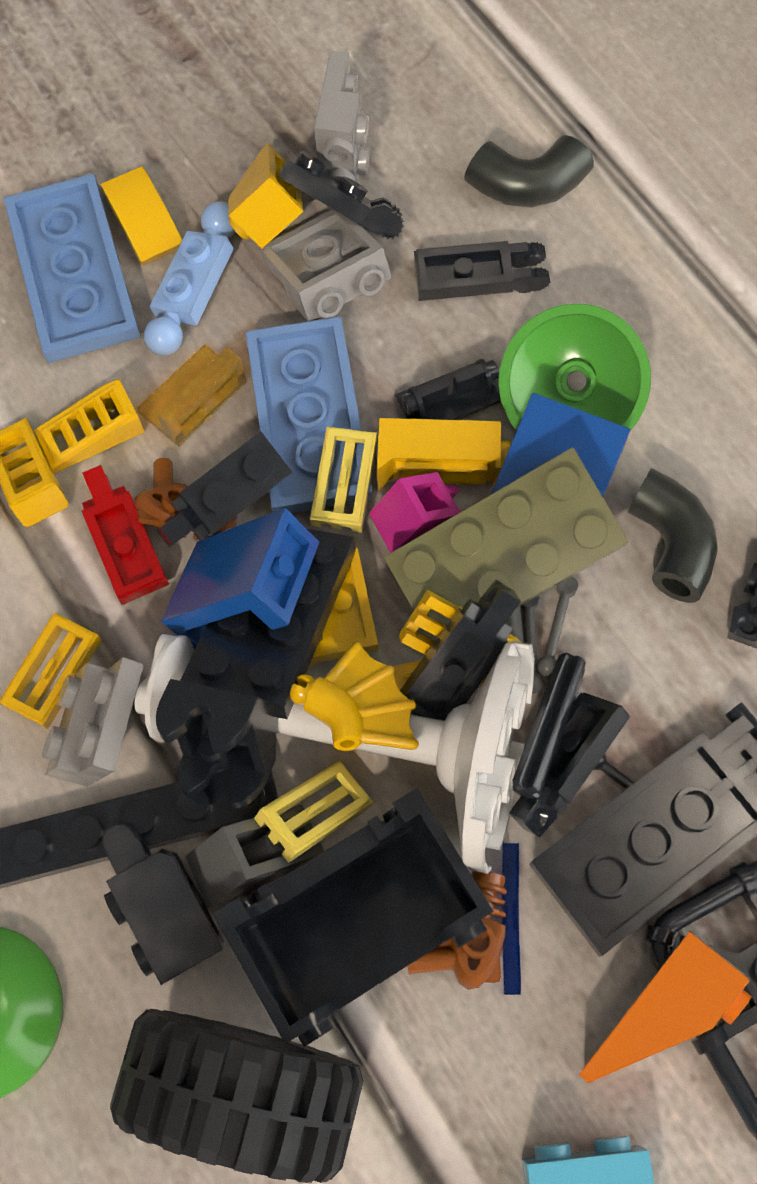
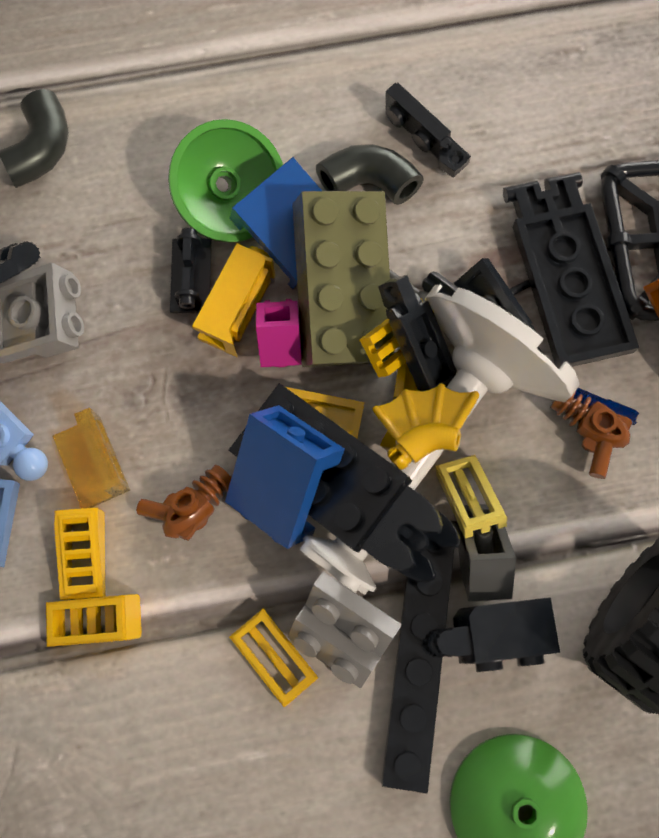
camera: 70 degrees left, 5 degrees up
(121, 539) = (190, 561): red hinge -> none
(225, 490) = (198, 462): black hinge -> none
(299, 390) = (155, 380): medium blue plate -> none
(338, 517) = (256, 391): light yellow tile -> none
(353, 918) = (560, 493): black windscreen -> none
(479, 269) = (97, 212): black hinge -> none

